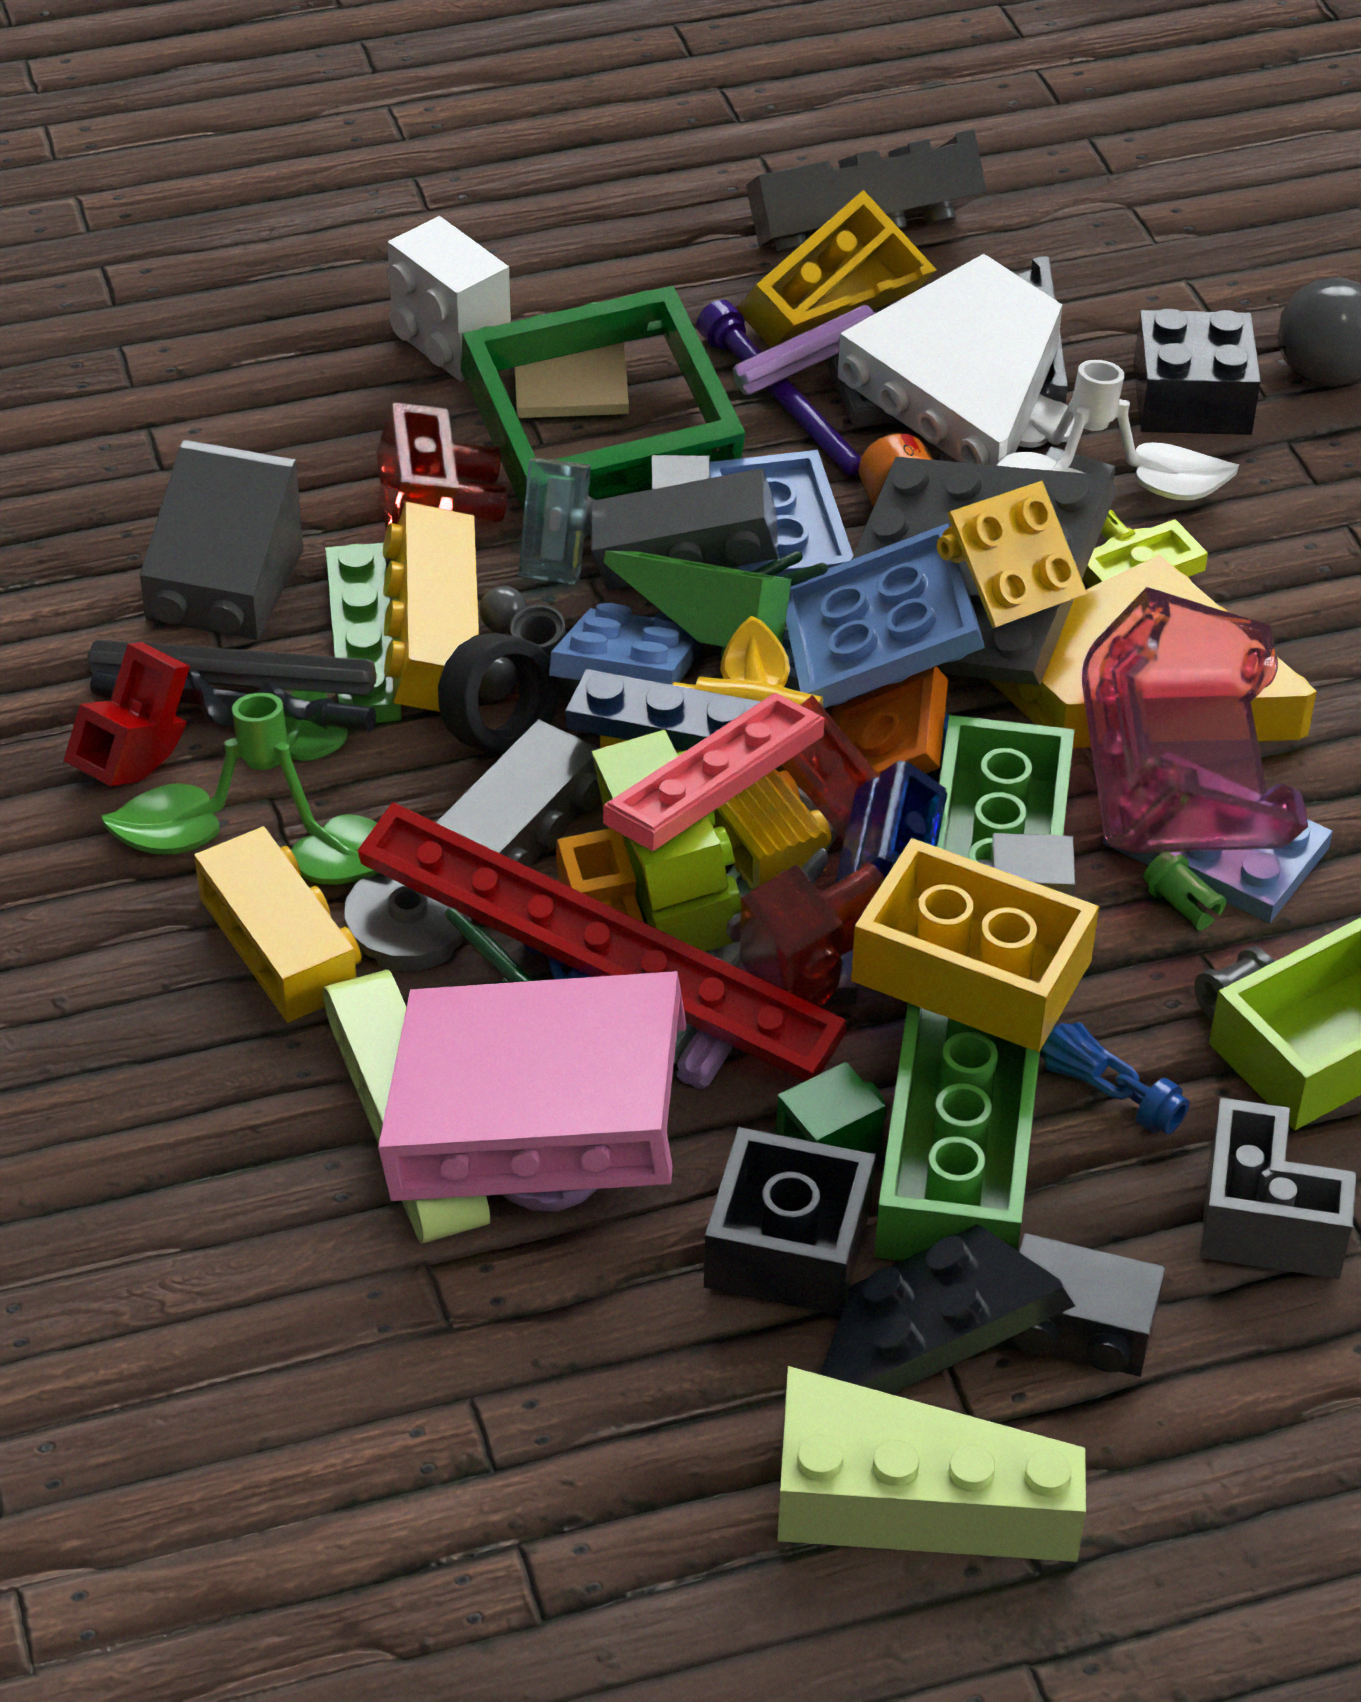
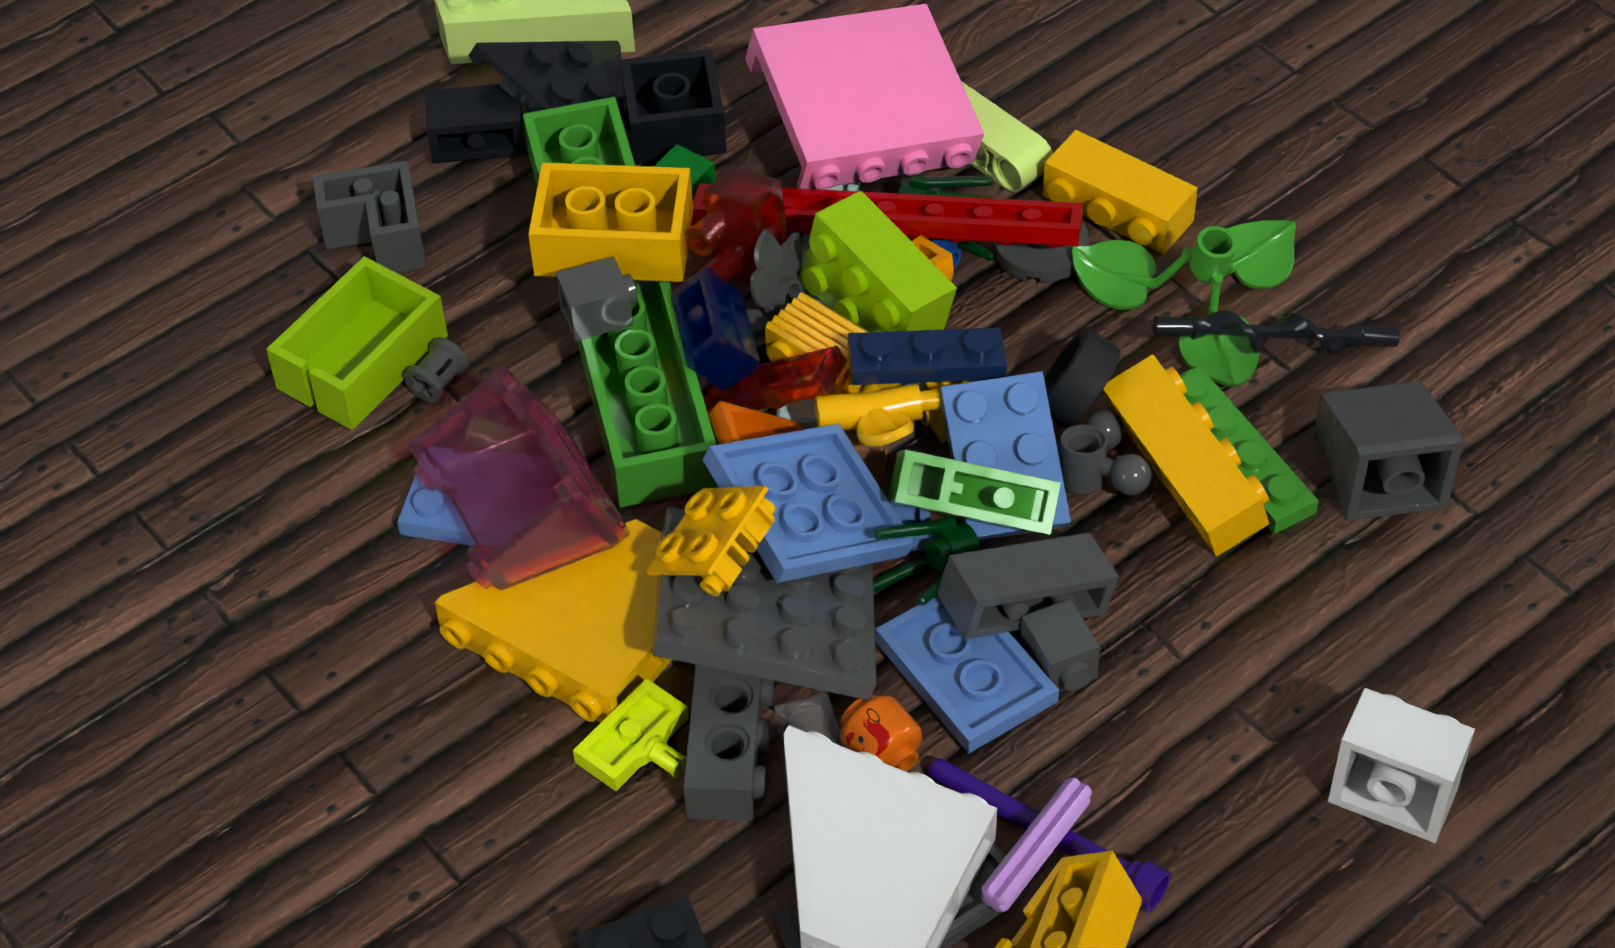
camera: 160 degrees right, 5 degrees up
(138, 727) = (1330, 282): red brick -> none
(254, 668) = (1297, 357): dark grey axle -> none
(423, 465) = (1290, 571): clear red brick -> none
(528, 795) = (1017, 302): brick -> none
(555, 520) = (1140, 564): clear light blue piece -> none
(574, 385) = (1250, 770): tan slope -> none
(620, 467) = (1071, 706): green window -> none
(713, 771) = (849, 269): coral tile -> none
(1078, 1054) = (465, 274): blue piece -> none
(1096, 402) = (631, 835): white plant -> none

